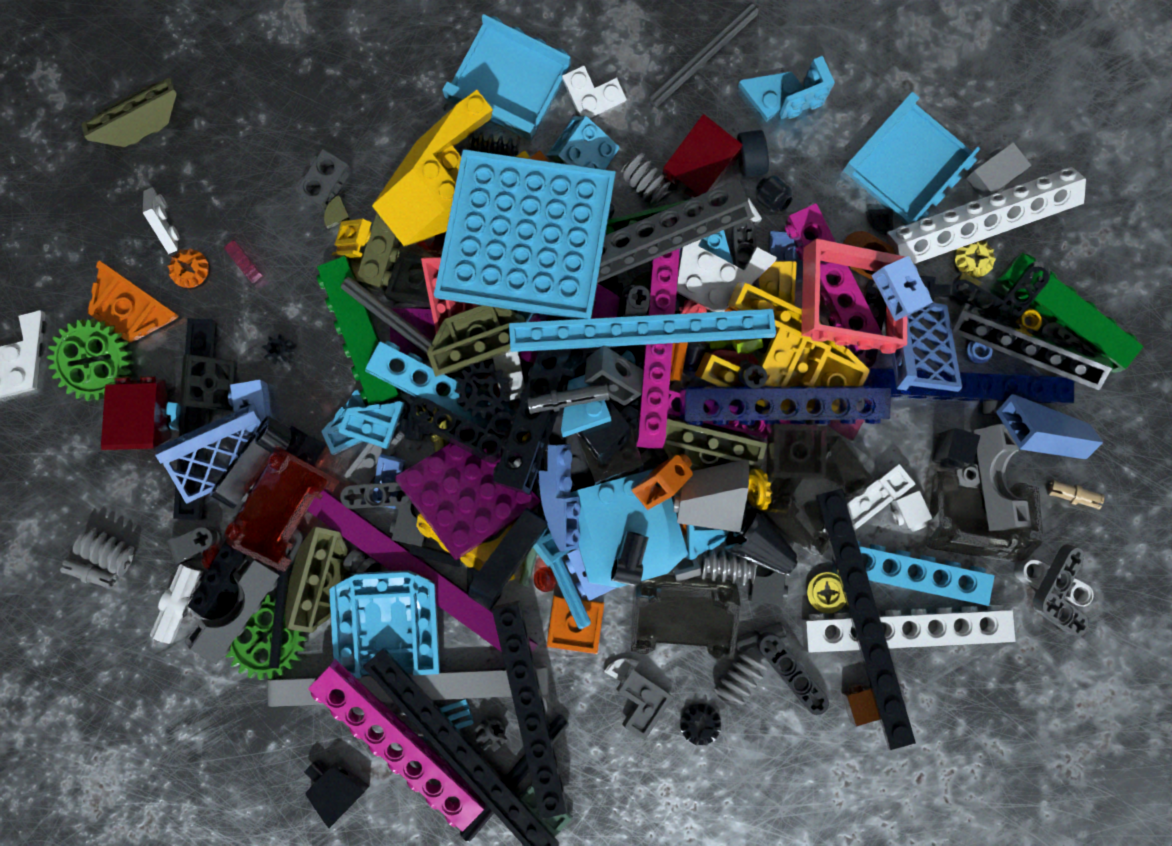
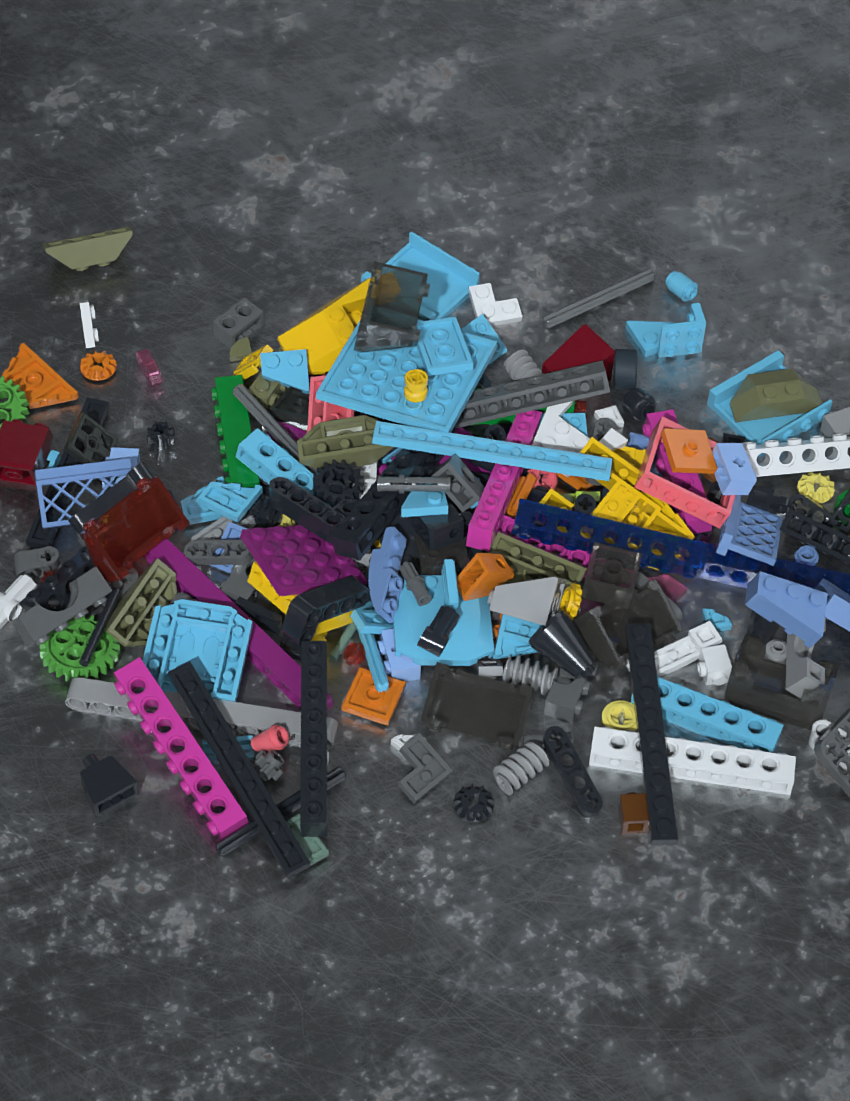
camera: 10 degrees right, 30 degrees down
(392, 248) = (287, 368): none -> medium azure wing
(486, 709) = (273, 738): none -> coral cone
(491, 166) = (391, 309): none -> clear smoke windscreen
(543, 273) = (415, 385): none -> yellow wheel
(557, 199) = (443, 347): none -> medium azure plate
(592, 503) = (415, 583): none -> dark grey axle
(631, 504) = (450, 584): none -> medium azure tile
(790, 19) = (681, 286): none -> medium azure brick
(852, 278) = (688, 451): none -> orange plate
(899, 450) = (719, 621): none -> medium azure tile
(916, 152) = (773, 395): none -> olive wedge
(992, 453) = (789, 604): none -> medium blue wedge

